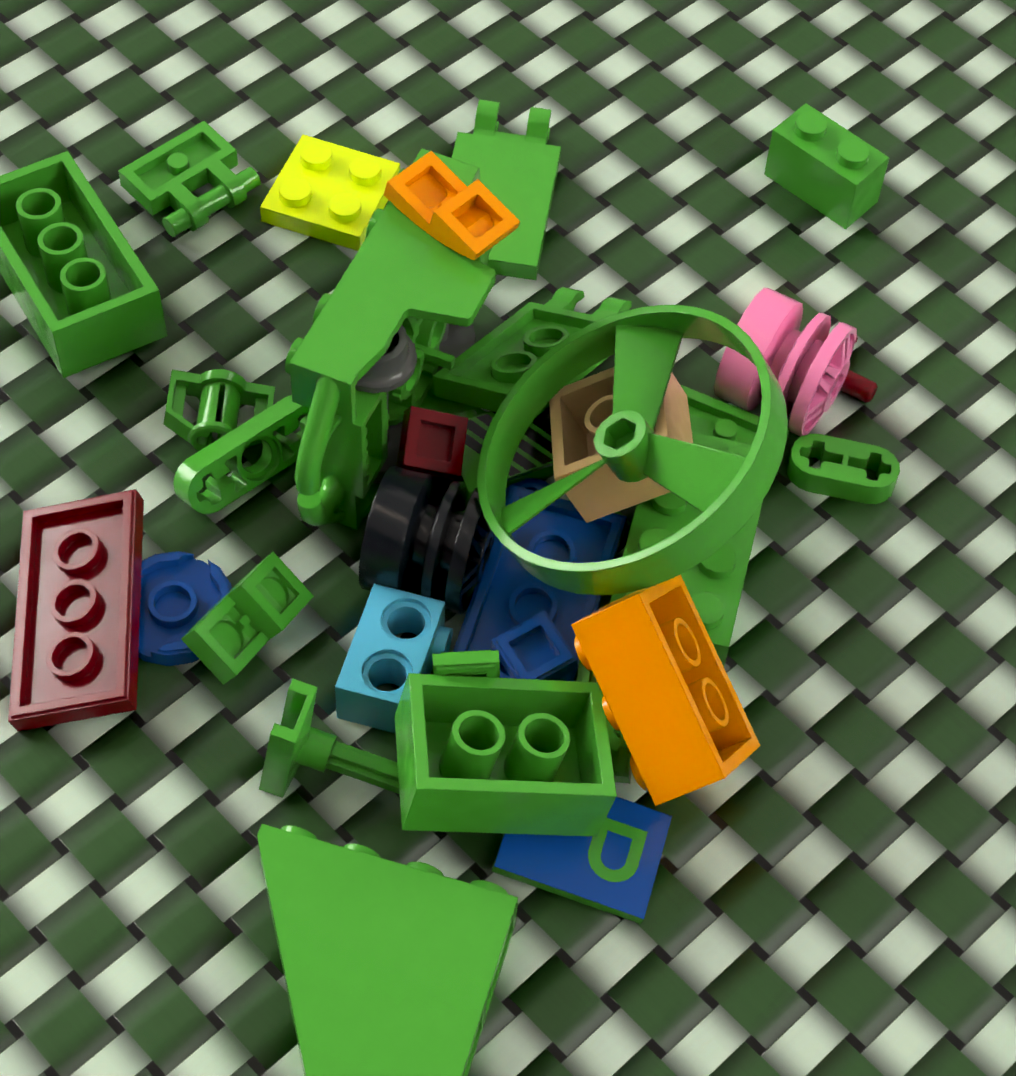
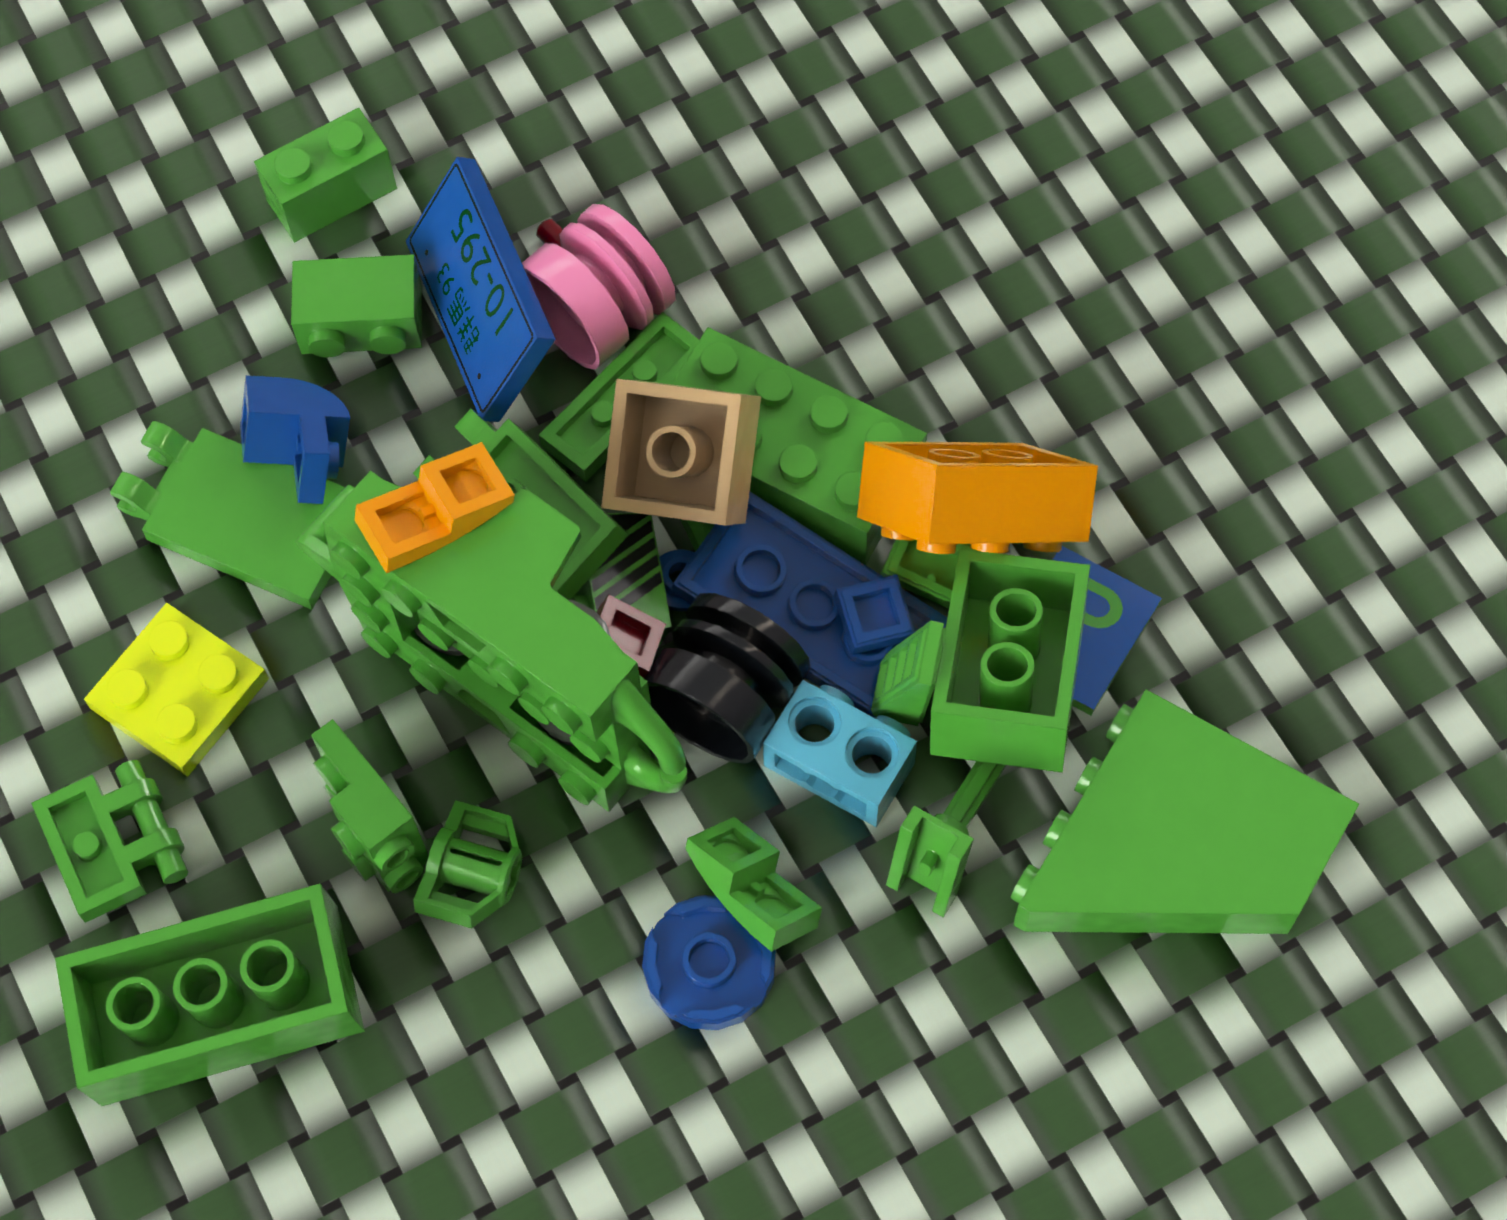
camera: 70 degrees left, 10 degrees up
(77, 611) = (693, 1057): tile -> none
(226, 456) = (543, 841): bright green beam -> none
(240, 316) = (373, 824): none -> bright green plate
(572, 197) = (295, 426): none -> blue brick
(711, 217) = (356, 305): none -> bright green brick
(712, 480) = (743, 431): bright green piece -> none
(771, 268) = (479, 290): none -> blue tile
(843, 468) = (702, 277): bright green beam -> none

